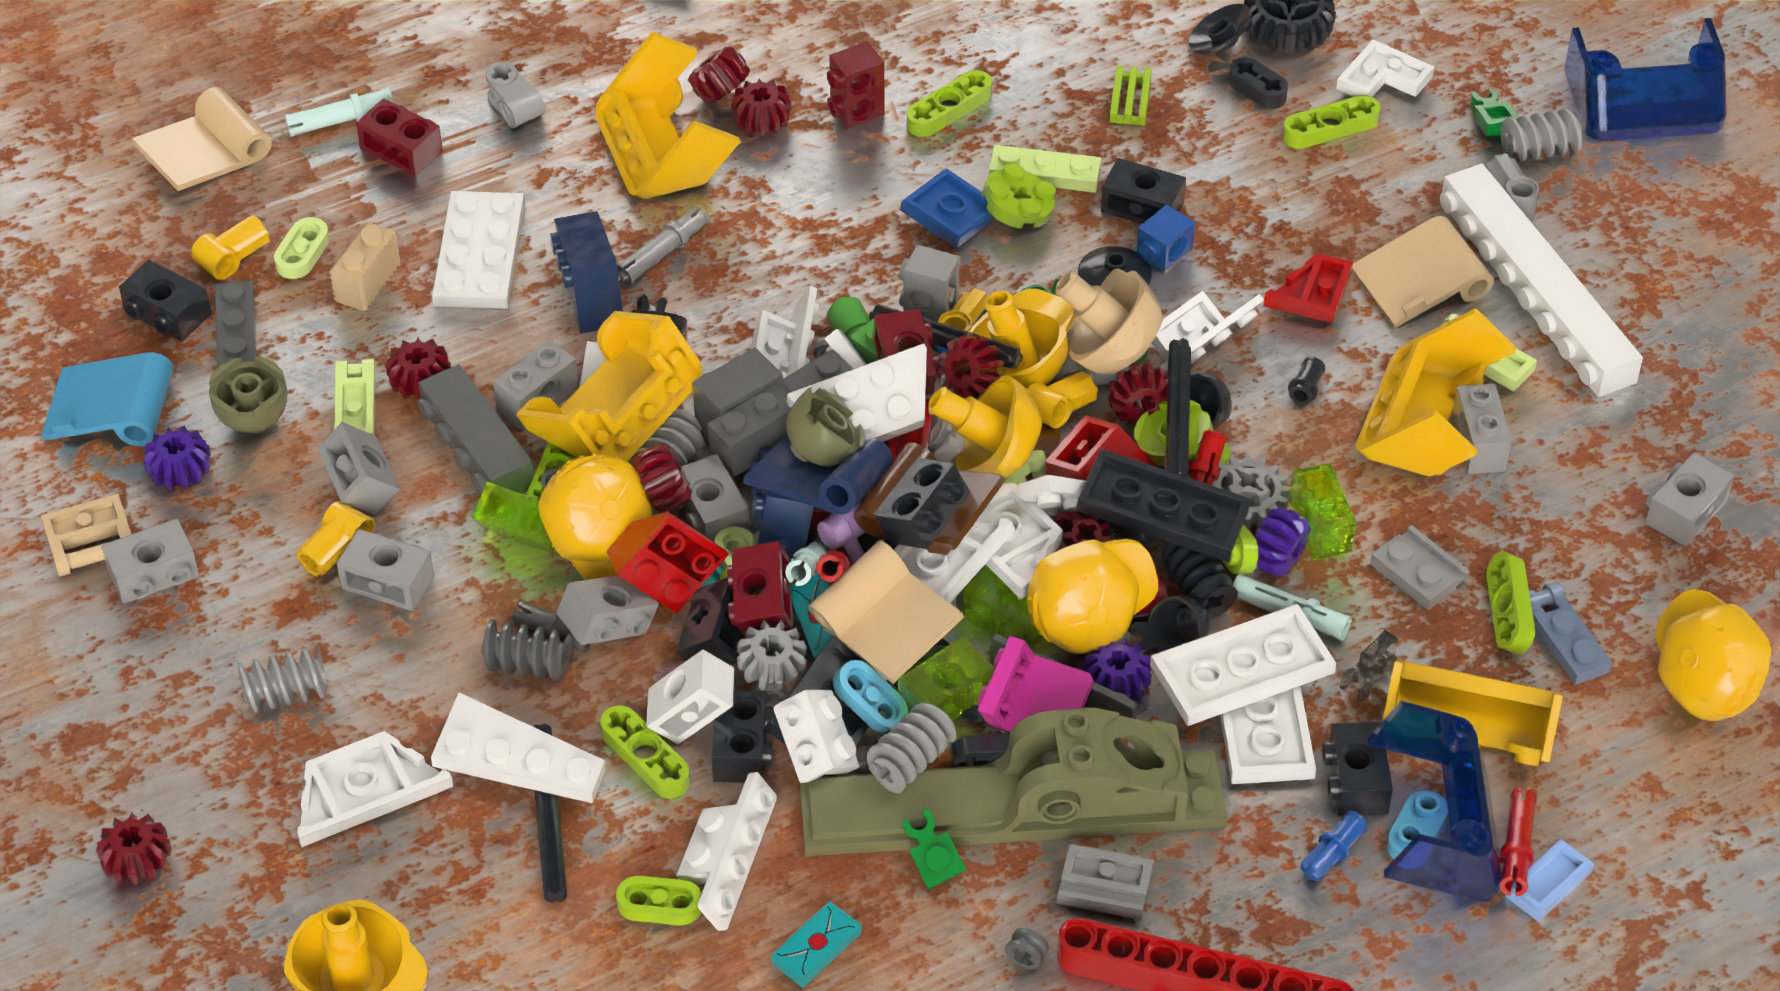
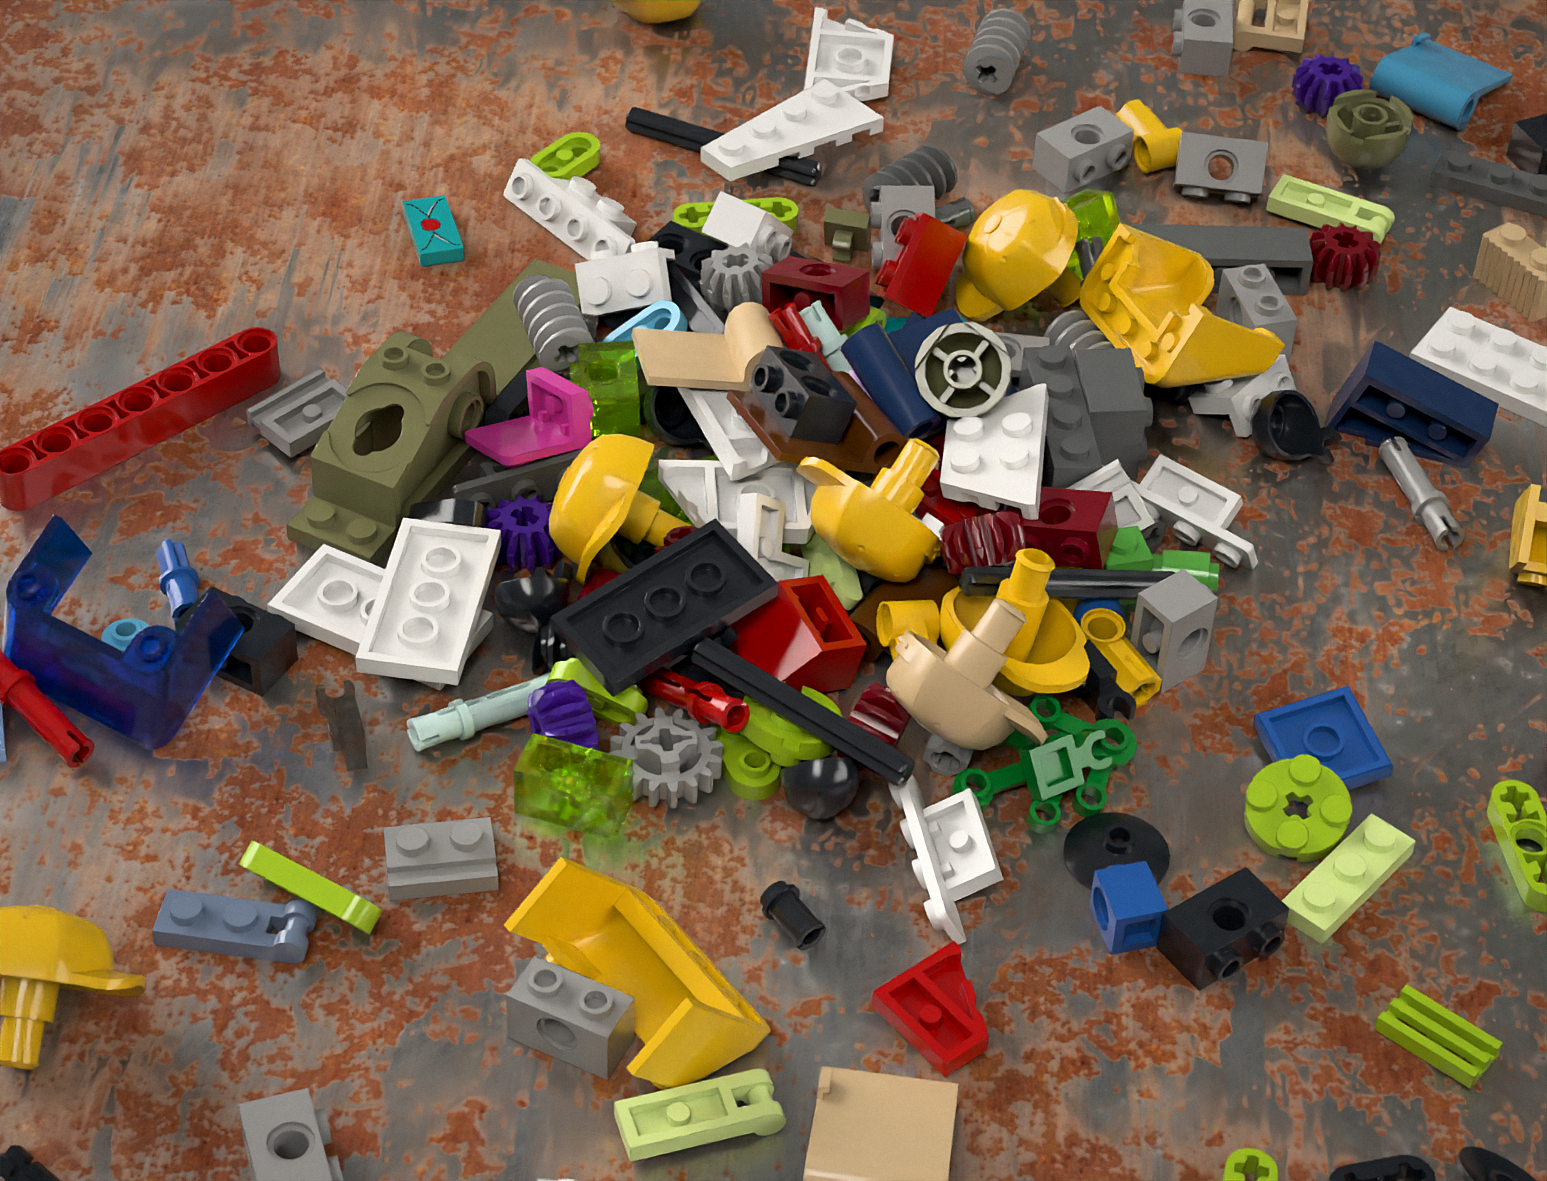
camera: 120 degrees right, 5 degrees down
(617, 663) = (846, 232): none -> olive tile
(662, 477) = (1030, 308): dark red gear -> none
(935, 856) = (440, 319): green plate -> none
(1027, 948) = (299, 338): dark grey bush -> none
(1153, 697) = (451, 511): none -> black beam
(1501, 712) = (270, 756): yellow windscreen -> none

